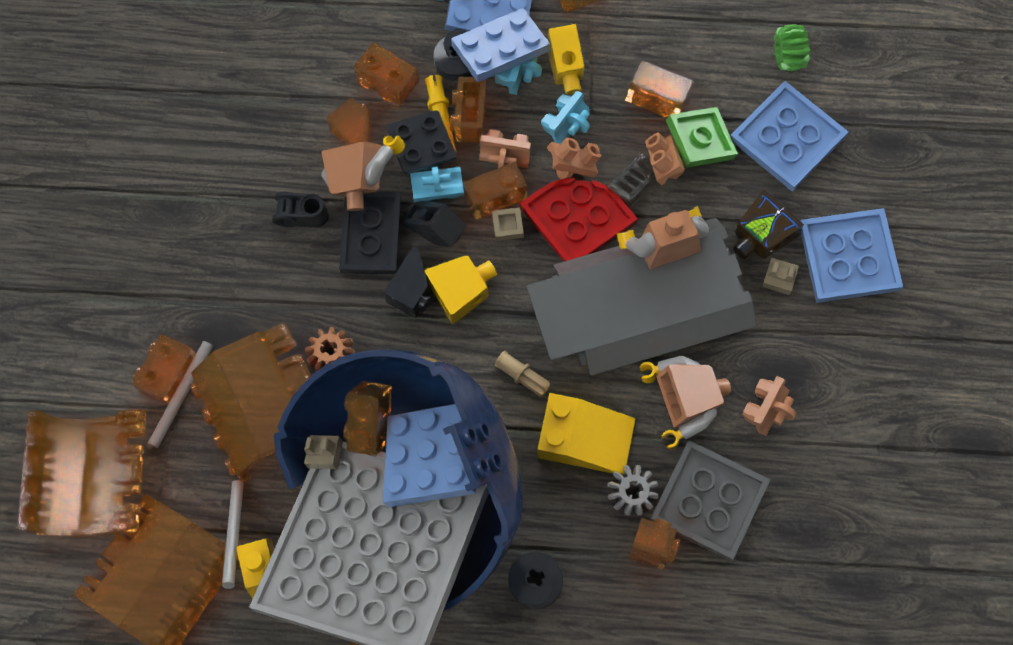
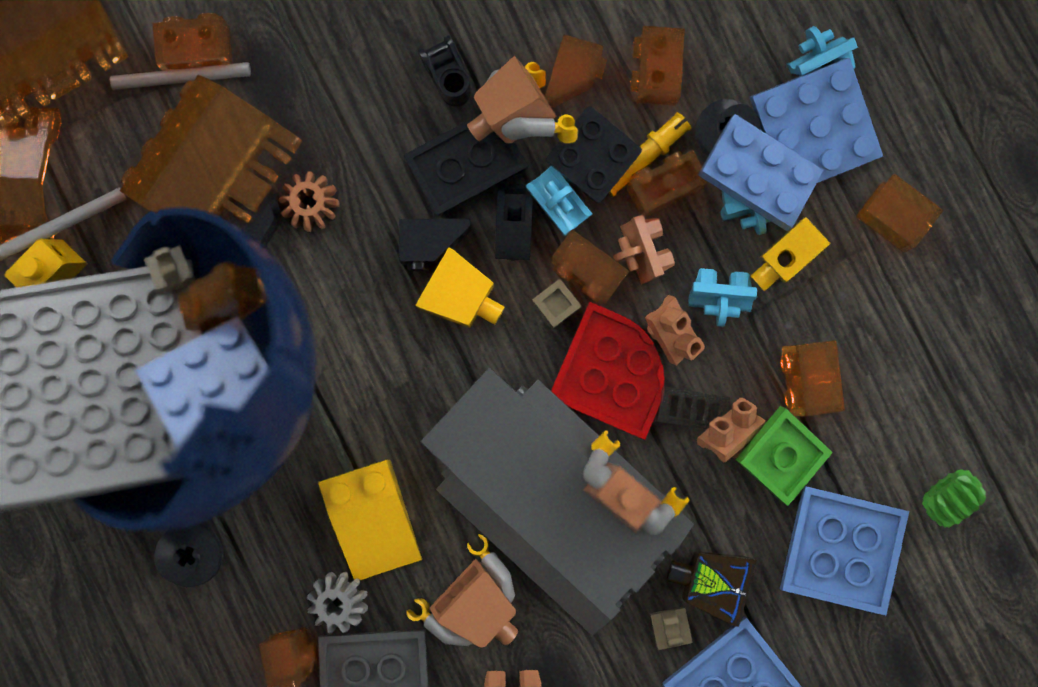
camera: 55 degrees right, 15 degrees up
(522, 373) = (401, 415): tan axle -> none

